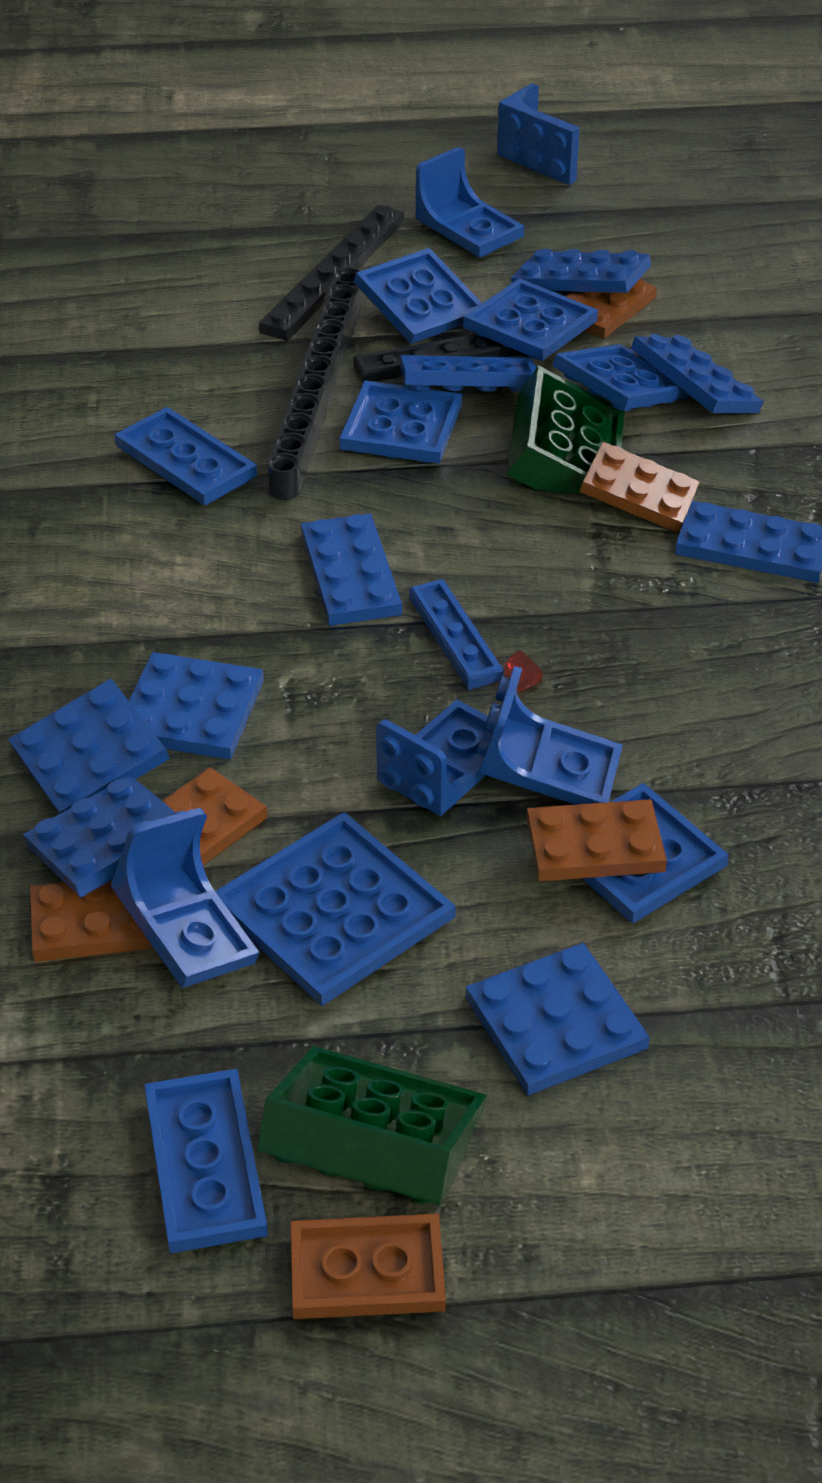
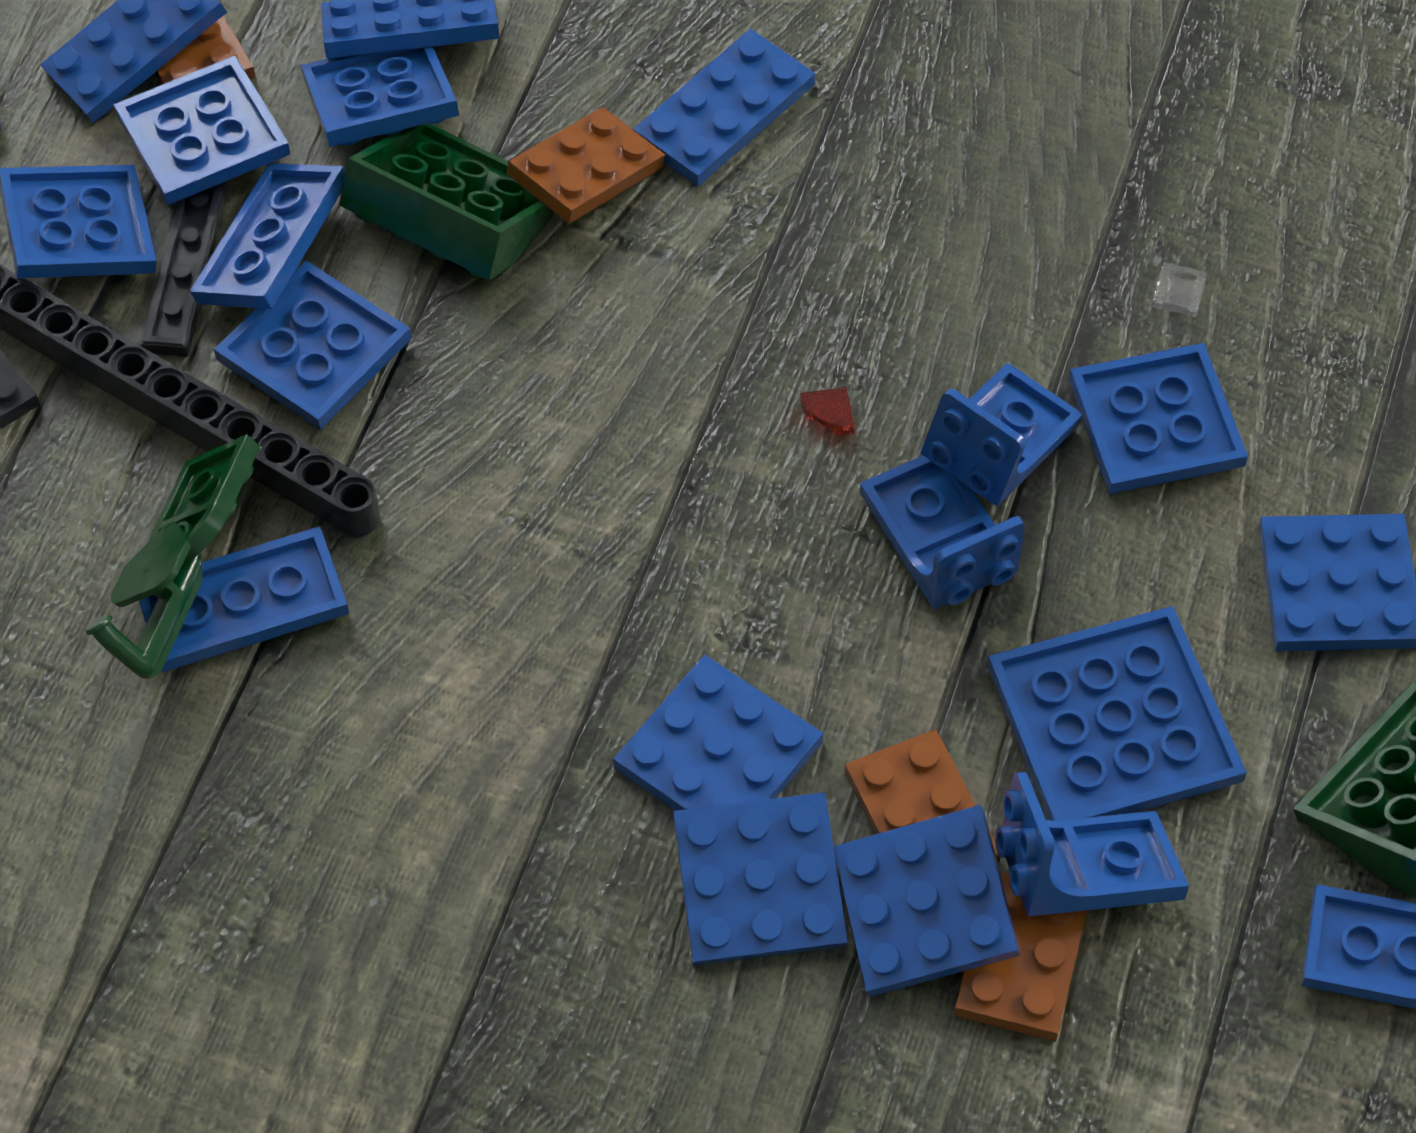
camera: 65 degrees left, 15 degrees up
(194, 405) = (173, 558): none -> dark green plate
(351, 569) = (558, 503): blue plate -> none
(456, 634) = (729, 444): blue tile -> none
(595, 840) = (1142, 444): dark orange plate -> none
(782, 835) = (1179, 289): none -> clear tile

